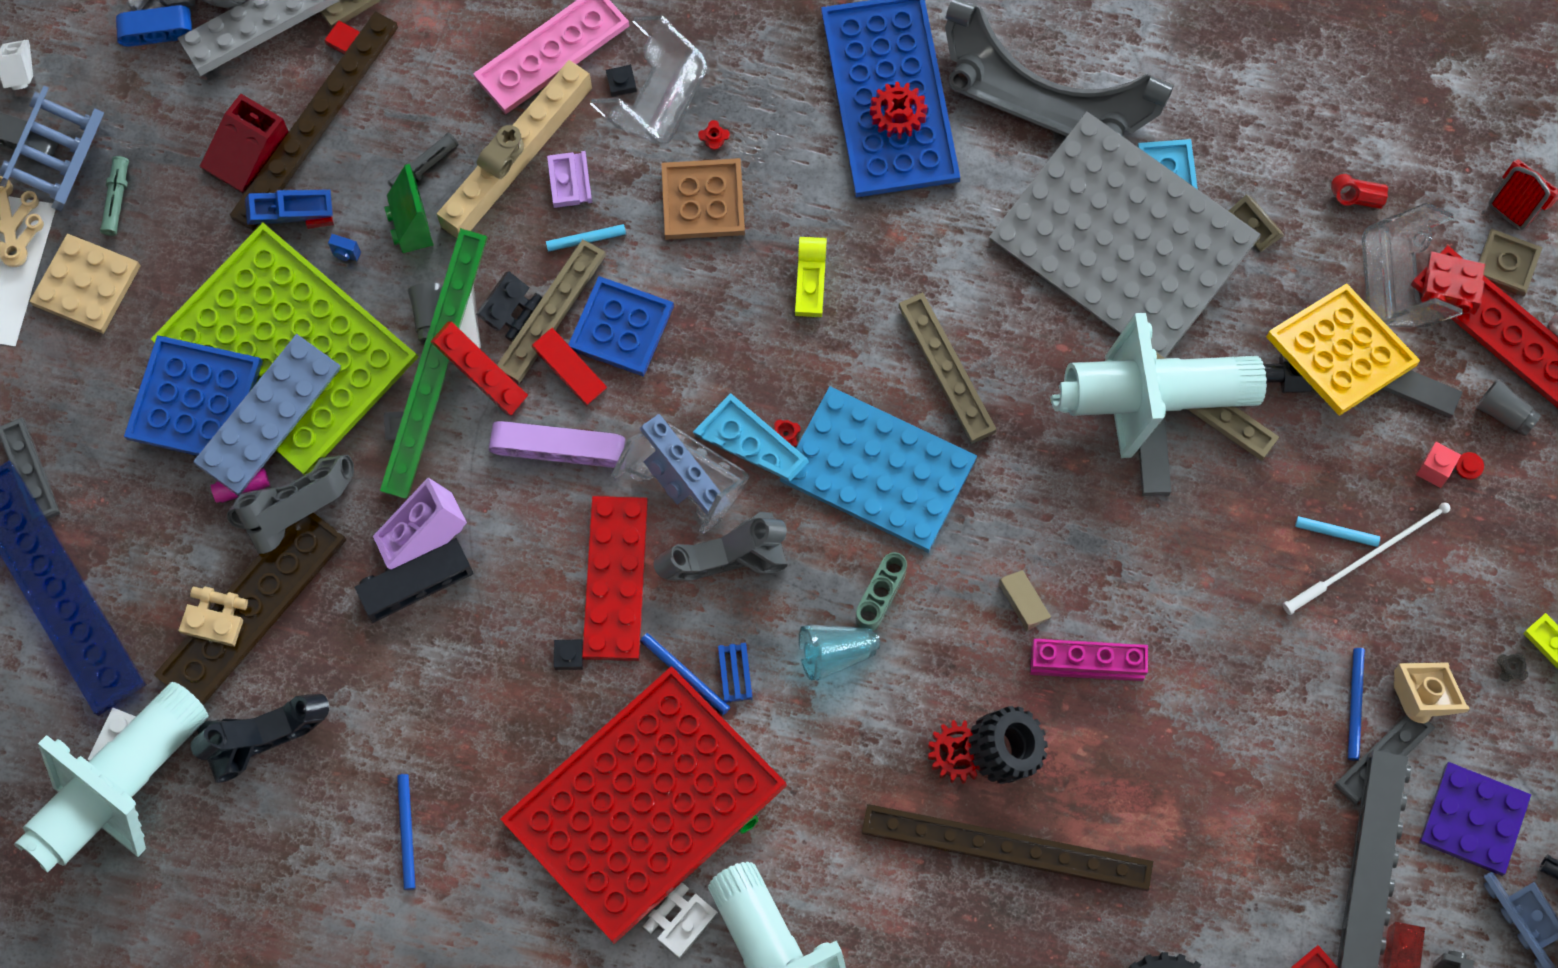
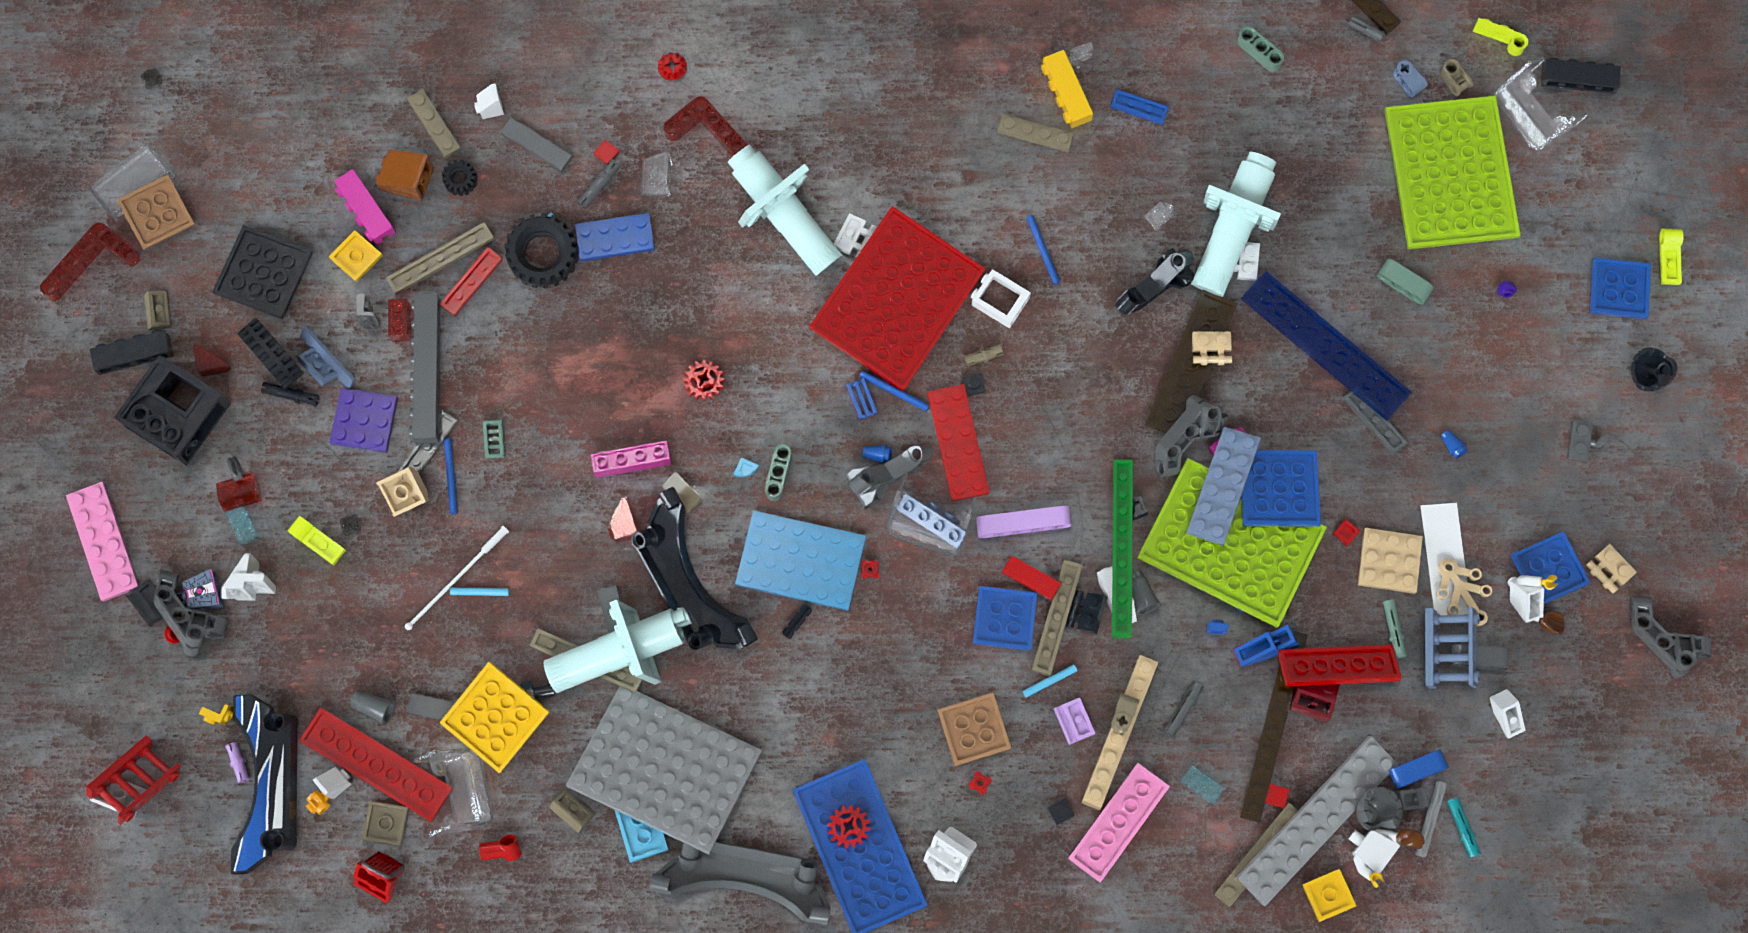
camera: 165 degrees right, 5 degrees up
(127, 333) = (1346, 532): none -> red tile
(204, 158) = (1339, 665): none -> red plate
(215, 838) = (1160, 214): none -> clear bracket
(407, 213) = (1177, 659): green slope -> none
(413, 580) = (1089, 406): black brick -> none
(420, 525) = (1097, 439): lavender slope -> none
(431, 71) = (1202, 785): none -> clear light blue plate
(472, 748) = (1010, 318): none -> white window
(479, 368) = (1091, 553): red plate -> none
(541, 692) = (983, 355): none -> dark tan pin
(667, 90) = (1026, 805): clear windscreen -> none
(732, 586) = (878, 453): none -> blue cone
(747, 436) = (898, 559): medium azure wing -> none
(774, 58) = (949, 855): none -> white piece
(810, 277) = (881, 686): neon yellow plate -> none
(835, 648) = (798, 425): clear light blue cone -> none
(903, 388) = (797, 621): none -> black axle
(926, 614) = (745, 468): none -> medium azure tile
(947, 368) = (772, 644): dark tan plate -> none
(1007, 847) = (660, 329): dark brown plate -> none
(1025, 741) = (660, 383): black tyre -> none
(1062, 494) = (667, 560): none -> black panel
(1117, 572) = (622, 522): none -> clear red slope
(1283, 762) = (499, 422): none -> sand green slope
(1438, 464) = (416, 651): coral brick -> none
(1454, 281) = (422, 787): plate -> none
(1469, 466) = (395, 659): red plate -> none

